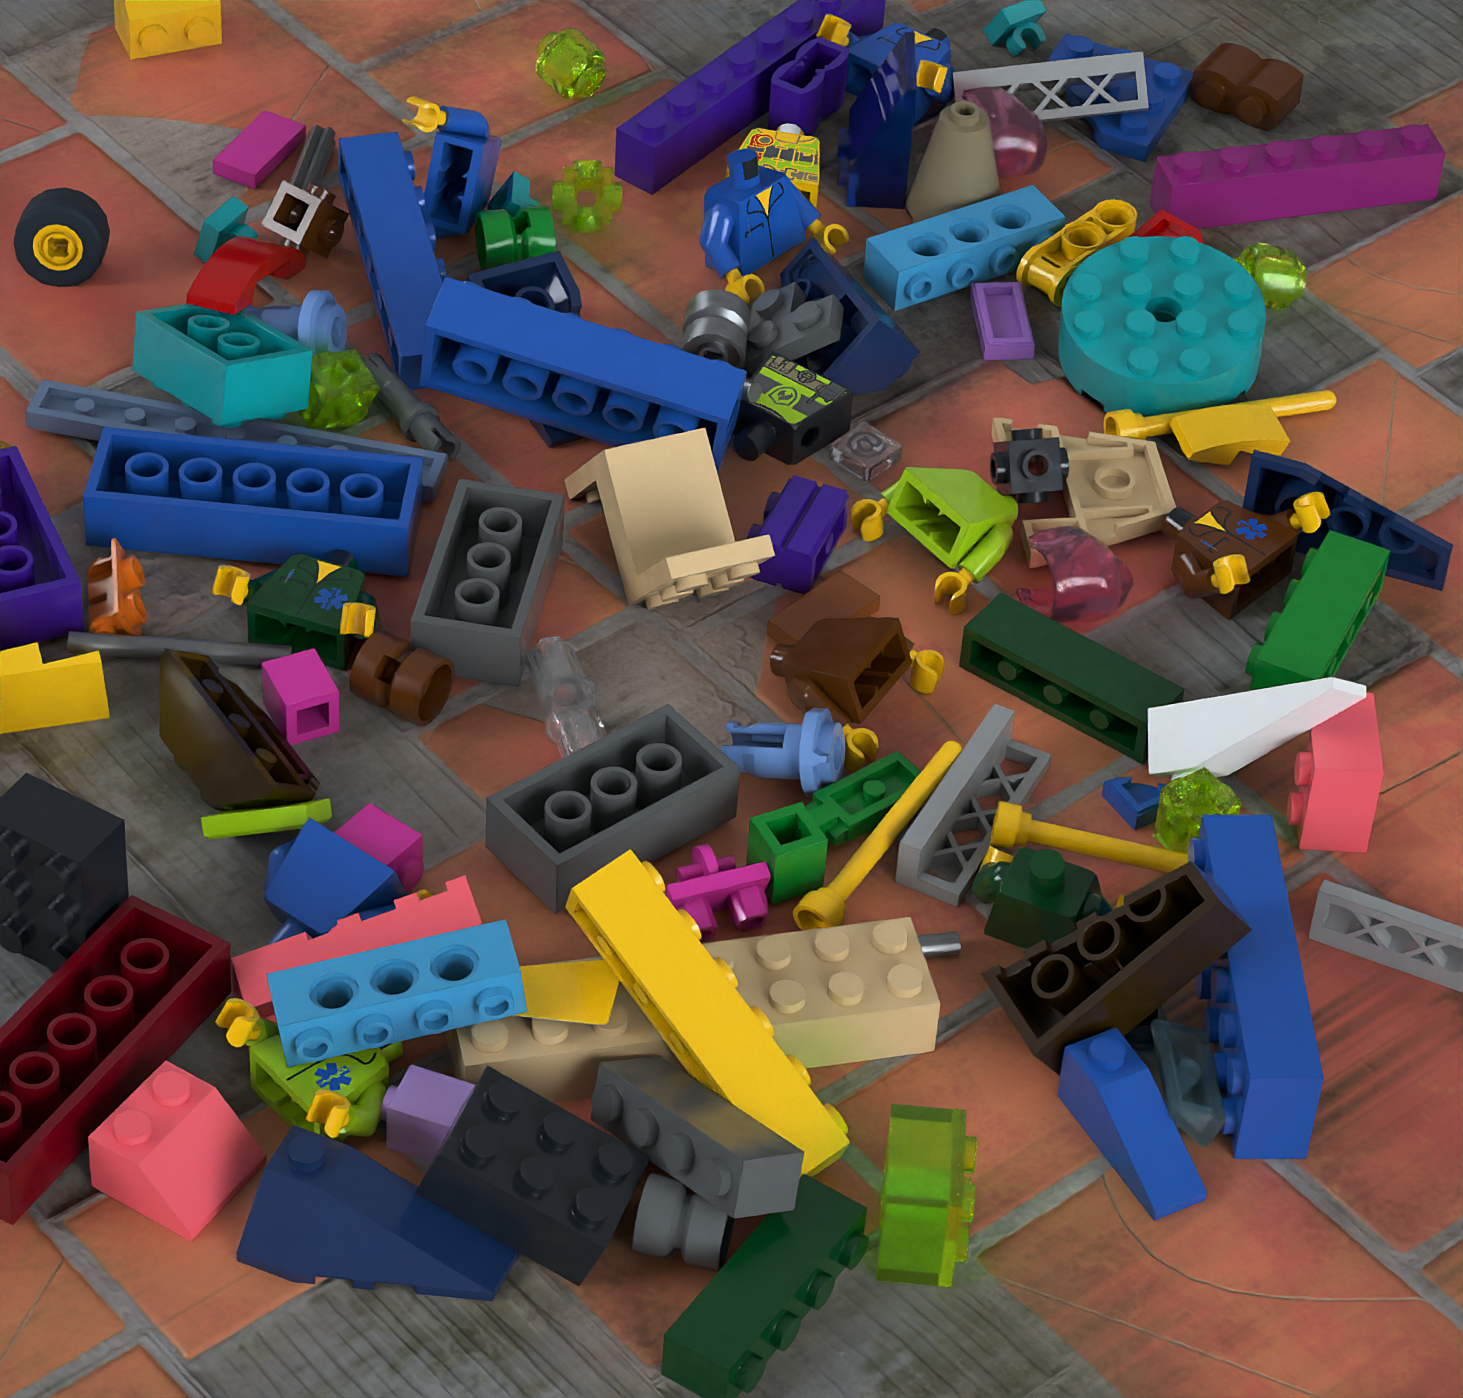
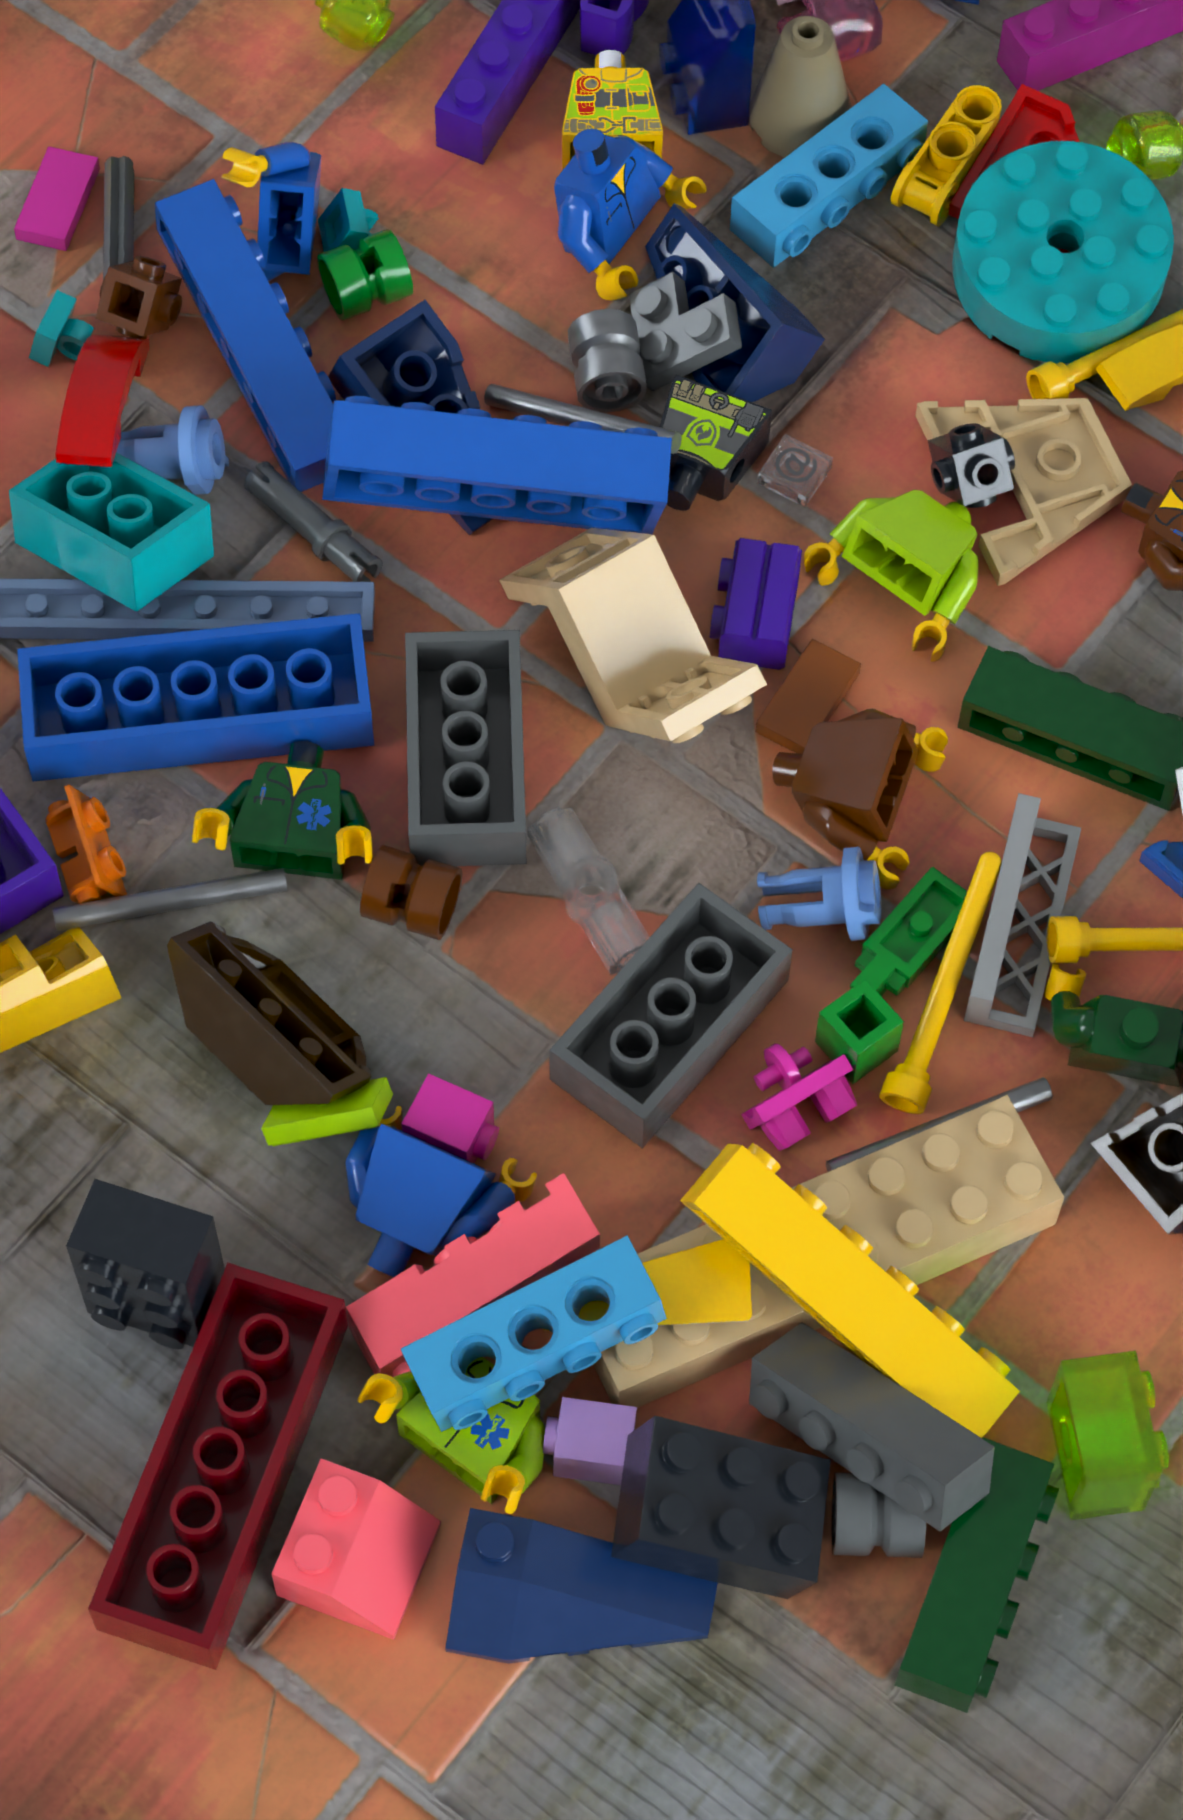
camera: 10 degrees left, 20 degrees up
(300, 696) = (312, 936): dark pink brick -> none
(338, 390) = (241, 524): clear neon green brick -> none
(593, 178) = (437, 211): clear neon green brick -> none
(1002, 321) = (888, 260): medium lavender tile -> none
(1085, 573) = (1059, 606): clear pink piece -> none

